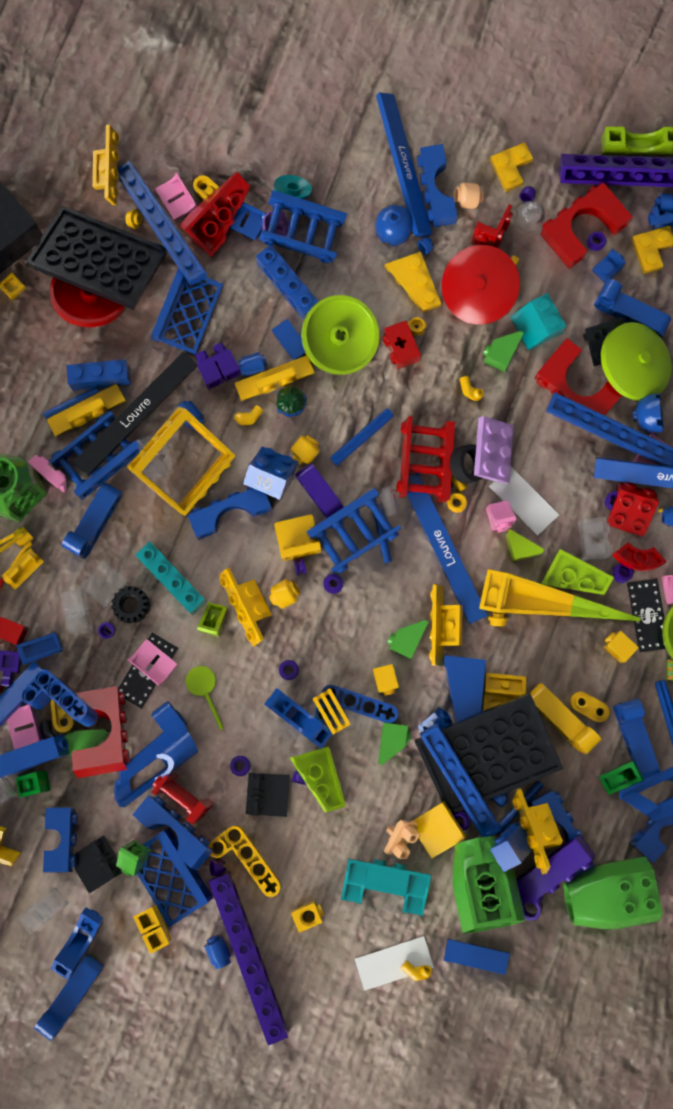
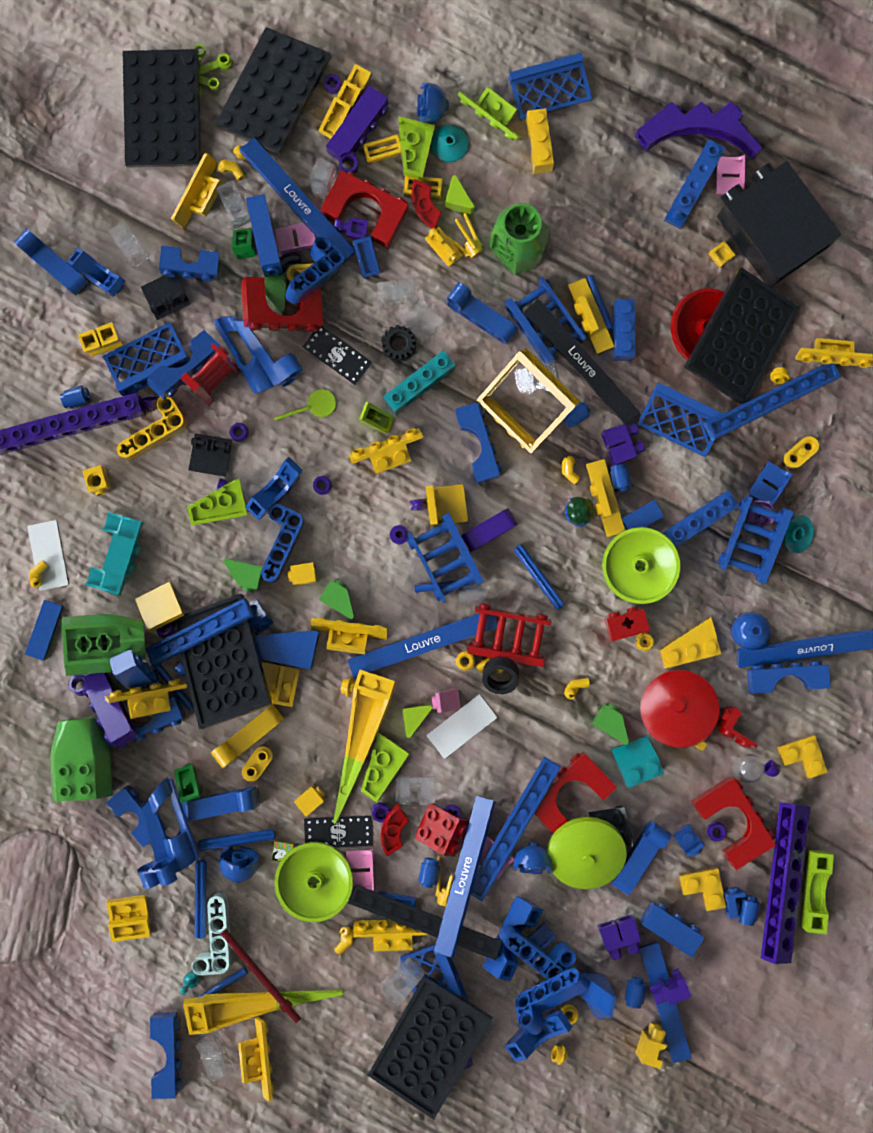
camera: 95 degrees right, 5 degrees up
(57, 478) = (537, 269): bright pink piece -> none
(104, 633) = (374, 318): dark purple hinge -> none
(132, 858) = (165, 327): bright green slope -> none
(145, 655) = (349, 353): bright pink piece -> none
(171, 190) = (806, 414): bright pink piece -> none
(214, 216) = (773, 452): red wedge -> none
(270, 472) = (509, 484): blue brick -> none
(284, 593) = (393, 487): yellow head -> none
(305, 449) = (531, 520): yellow head -> none
(340, 727) = (261, 525): yellow tile -> none
(400, 836) = (157, 571): light nougat hips -> none
(425, 245) = (727, 660): blue hinge -> none
(468, 195) = (775, 708): light nougat head -> none
(493, 450) = (512, 701): lavender plate -> none

